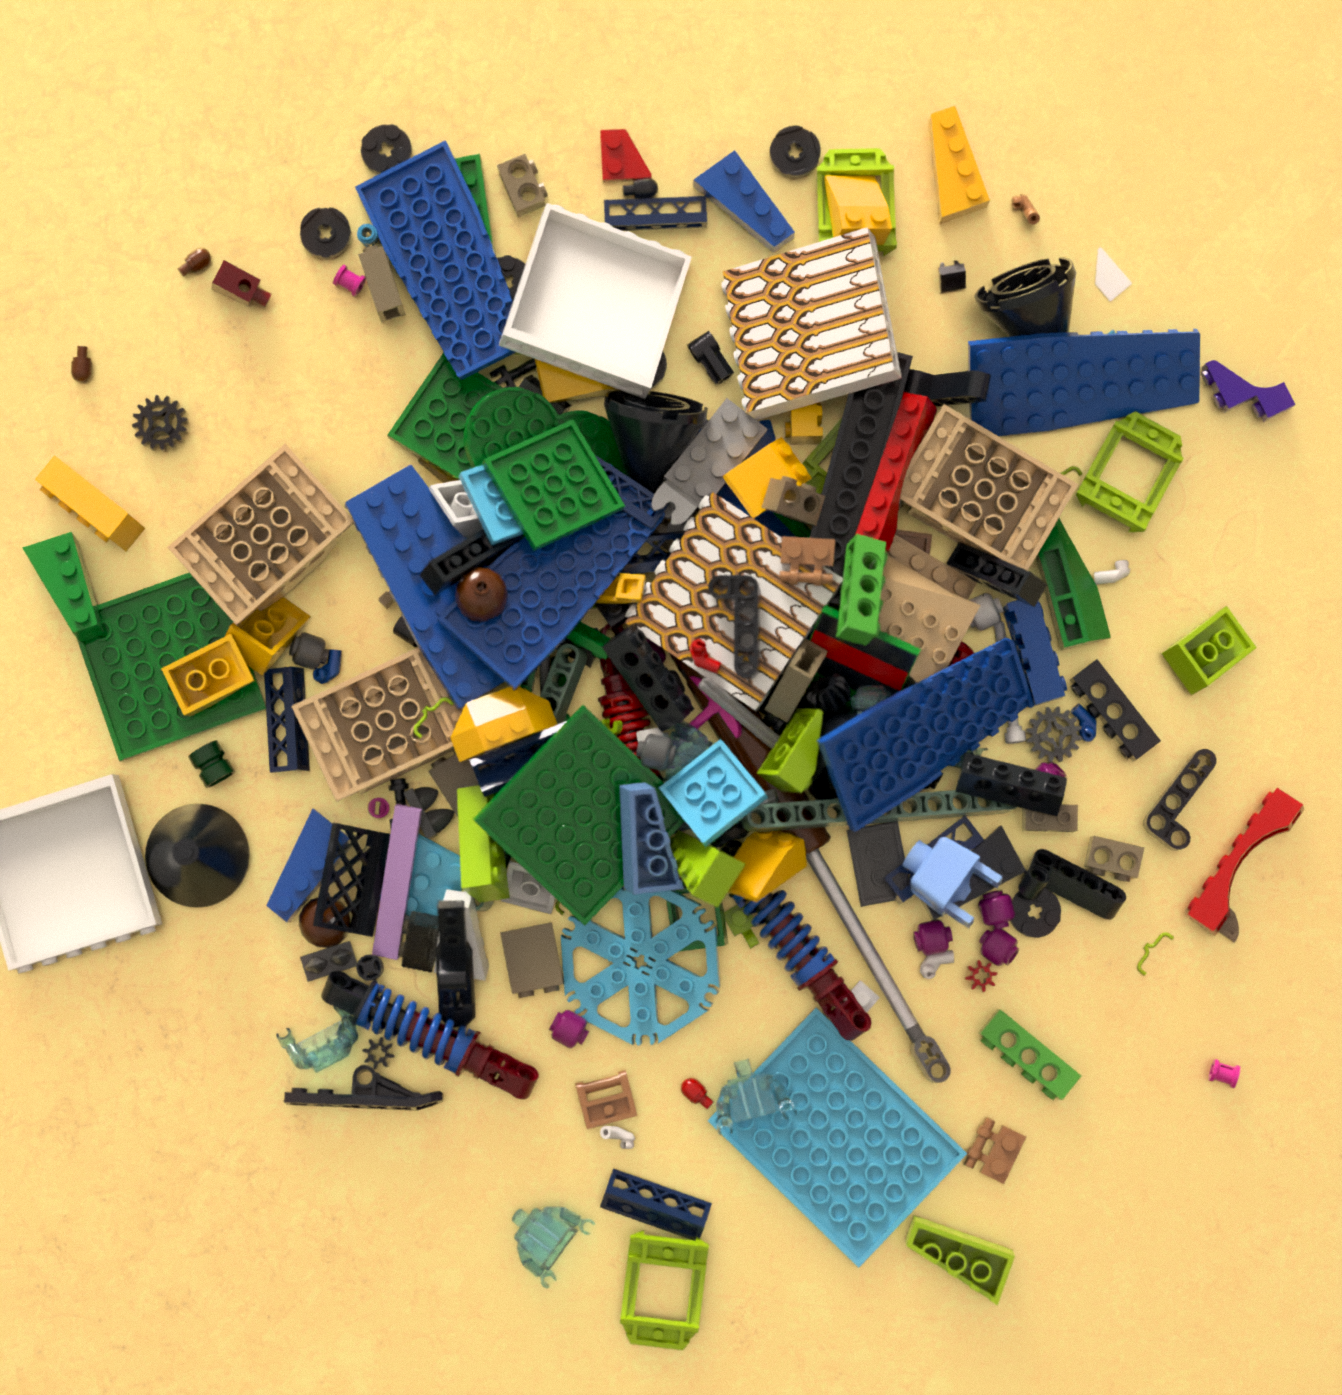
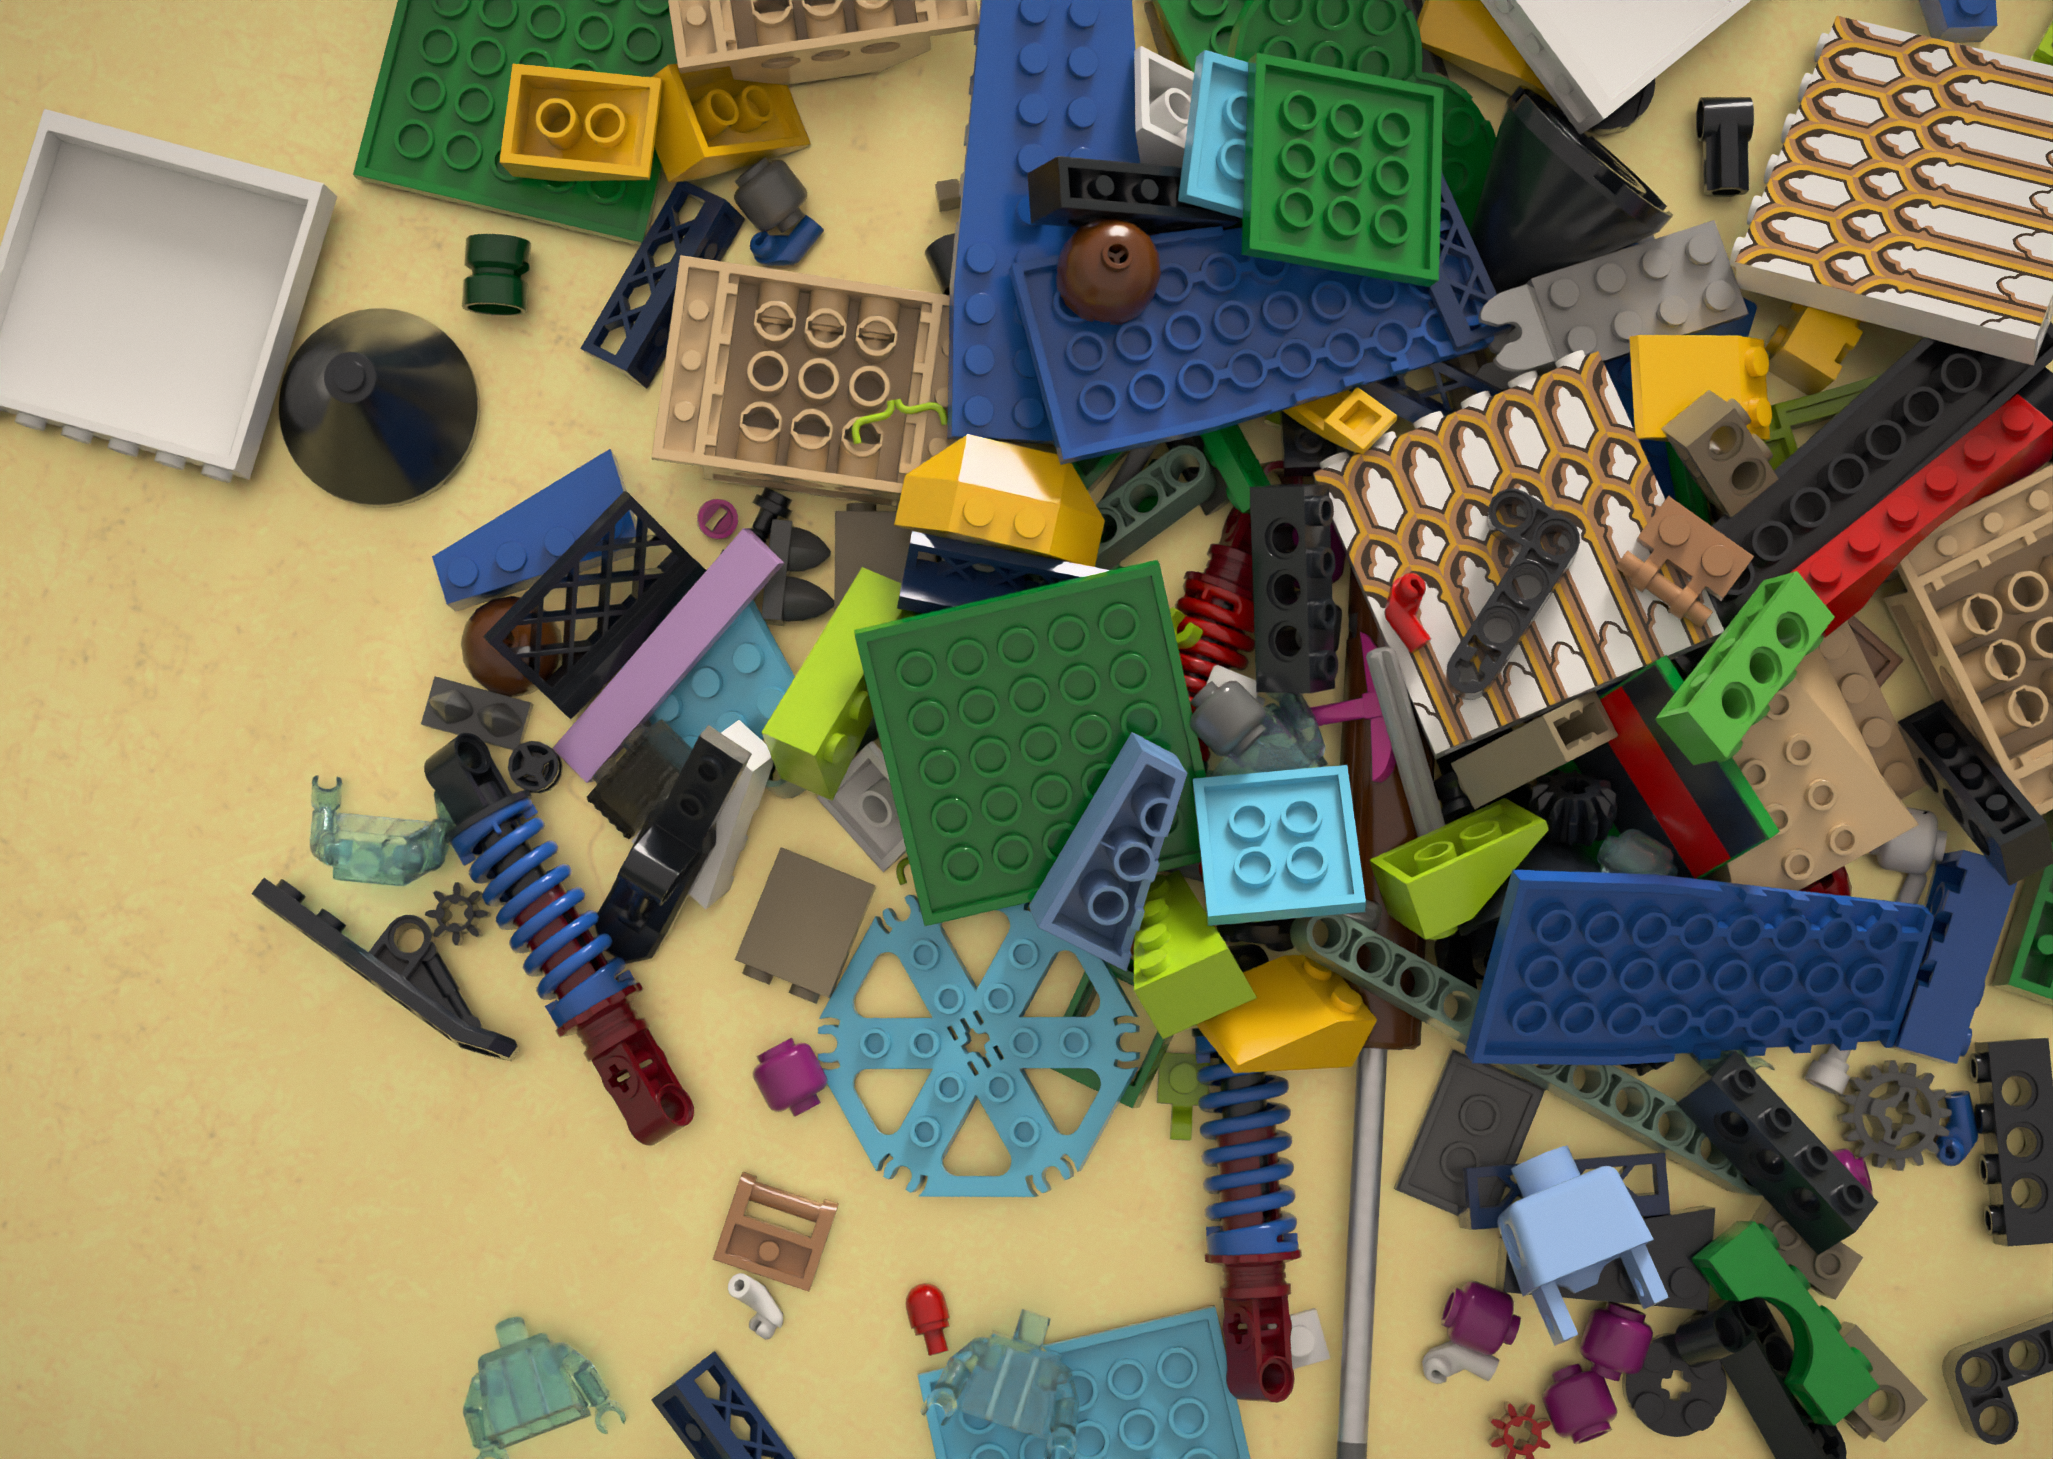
camera: 30 degrees right, 0 degrees up
(1091, 863) = (1825, 1371): none -> green arch

